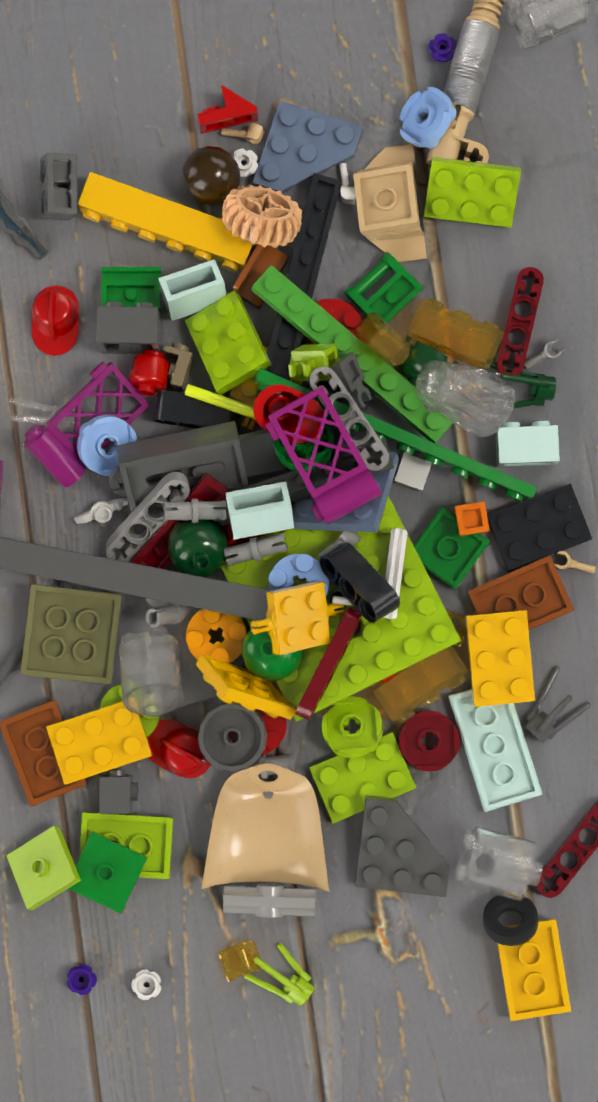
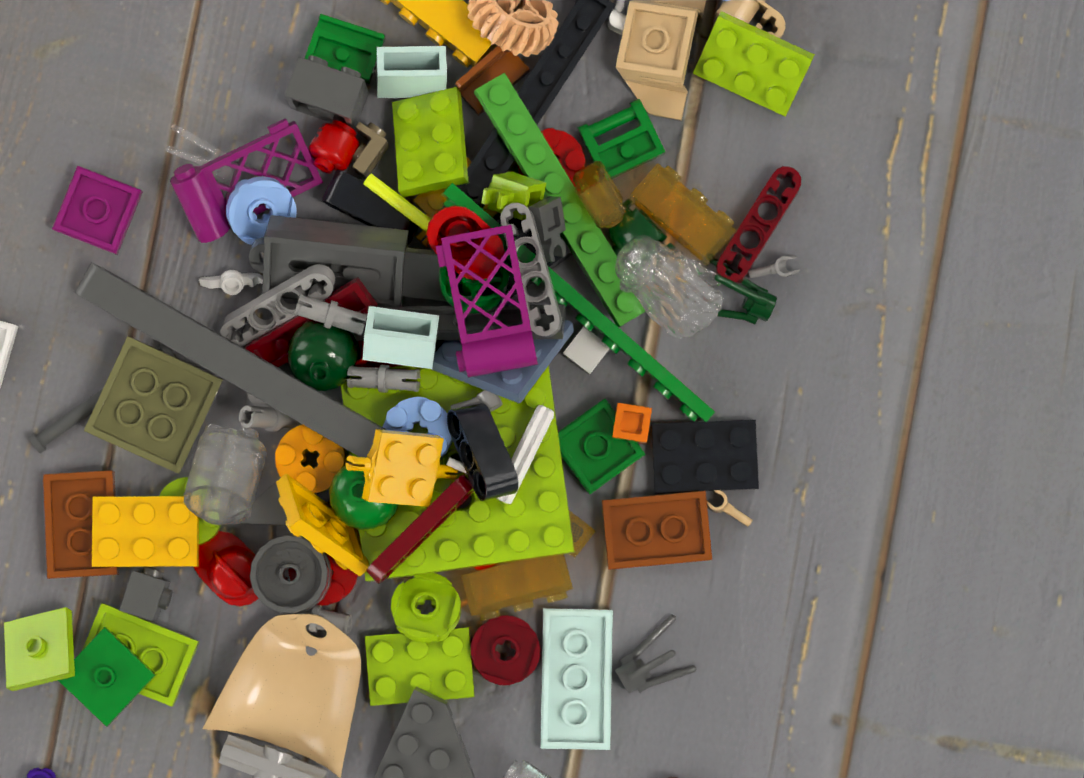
camera: 15 degrees right, 0 degrees up
(55, 320) = (251, 55): red piece -> none
(500, 658) = (612, 585): yellow plate -> none
(527, 445) = (721, 361): light aqua brick -> none

